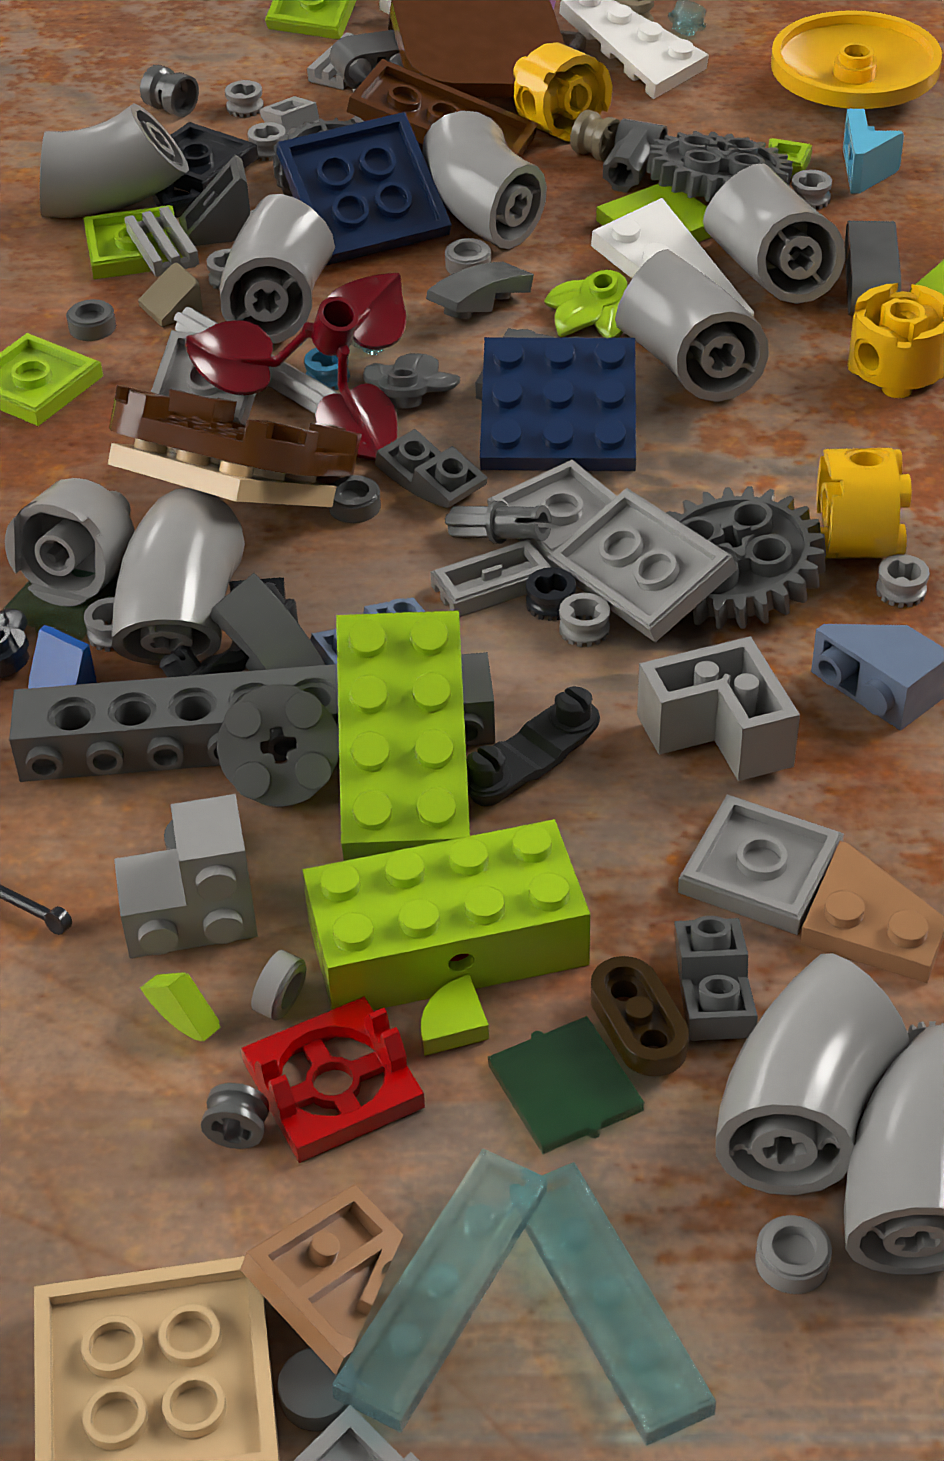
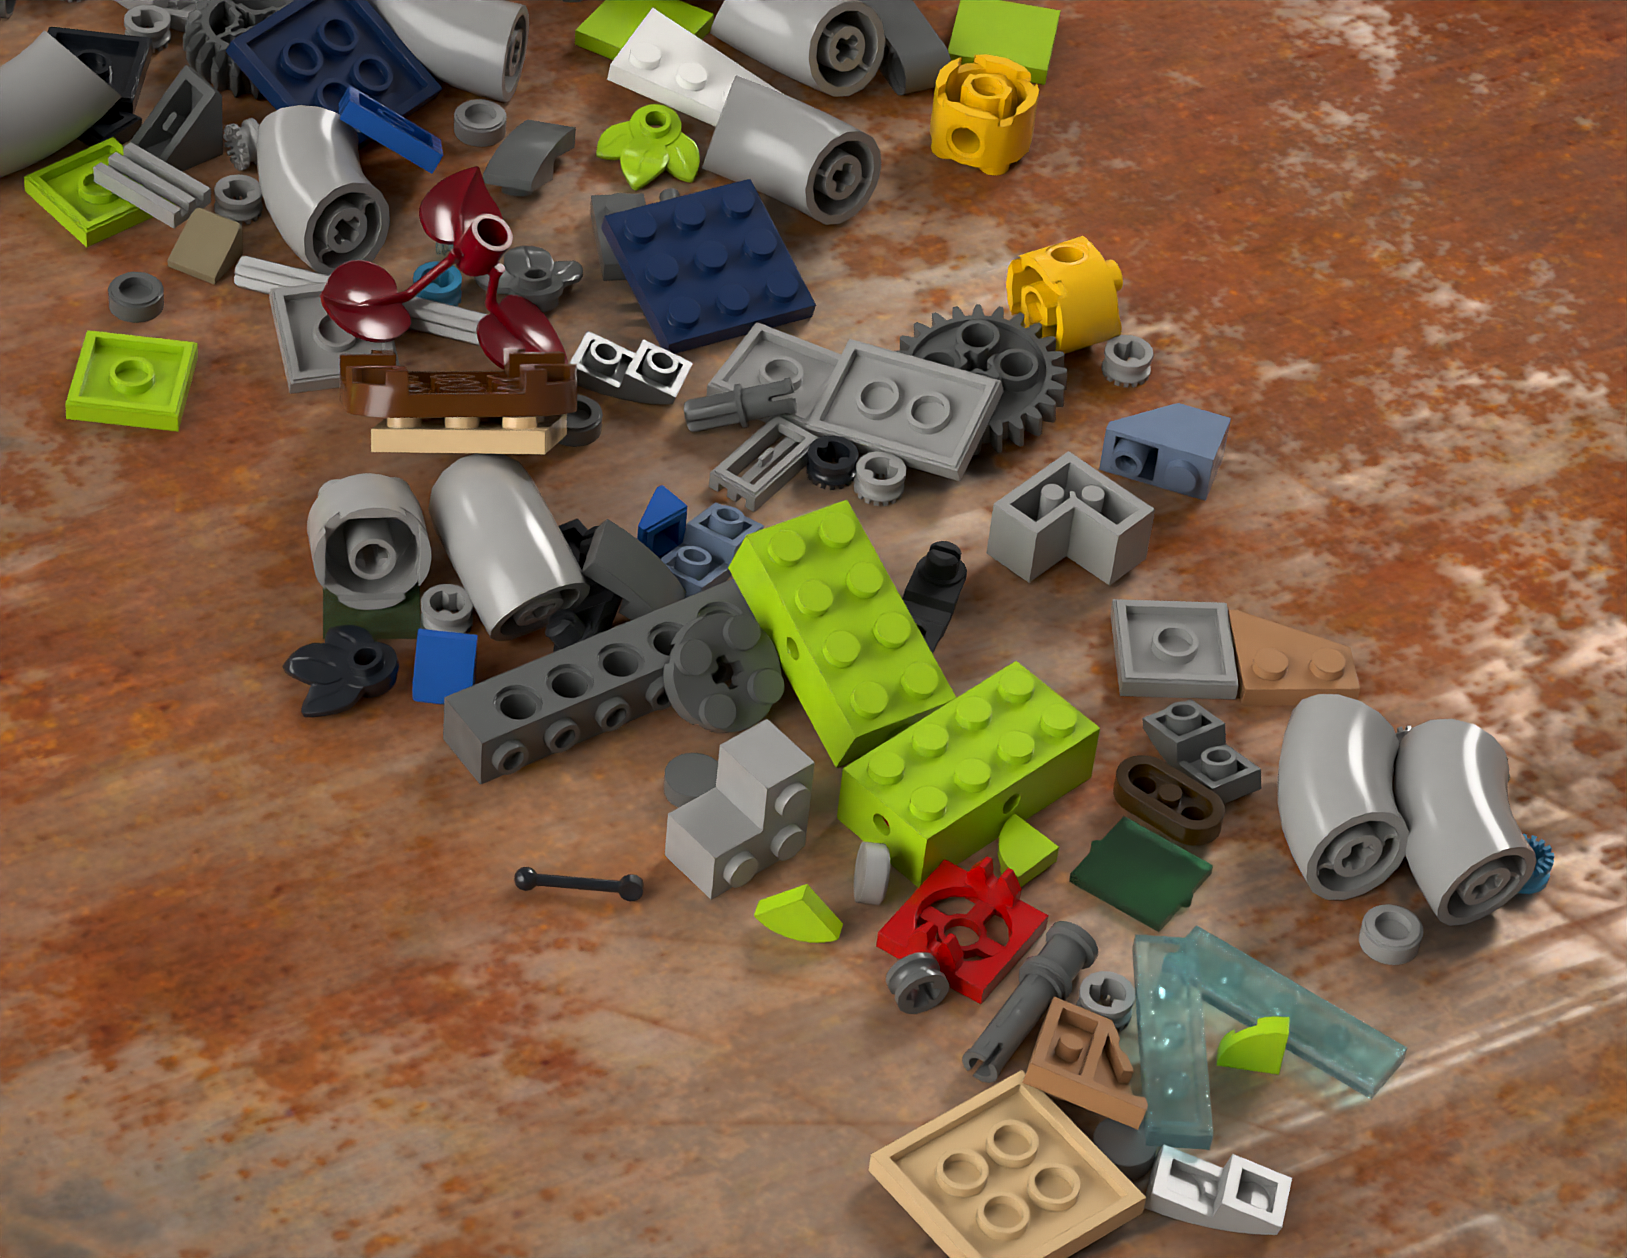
camera: 35 degrees left, 0 degrees up
(336, 596) = (663, 522): none -> blue slope
(364, 1161) = (1040, 978): none -> dark grey pin
(365, 236) = (390, 129): none -> blue tile
(416, 1190) = (1109, 984): none -> light grey bush
(542, 1329) = (1256, 1047): none -> lime tile

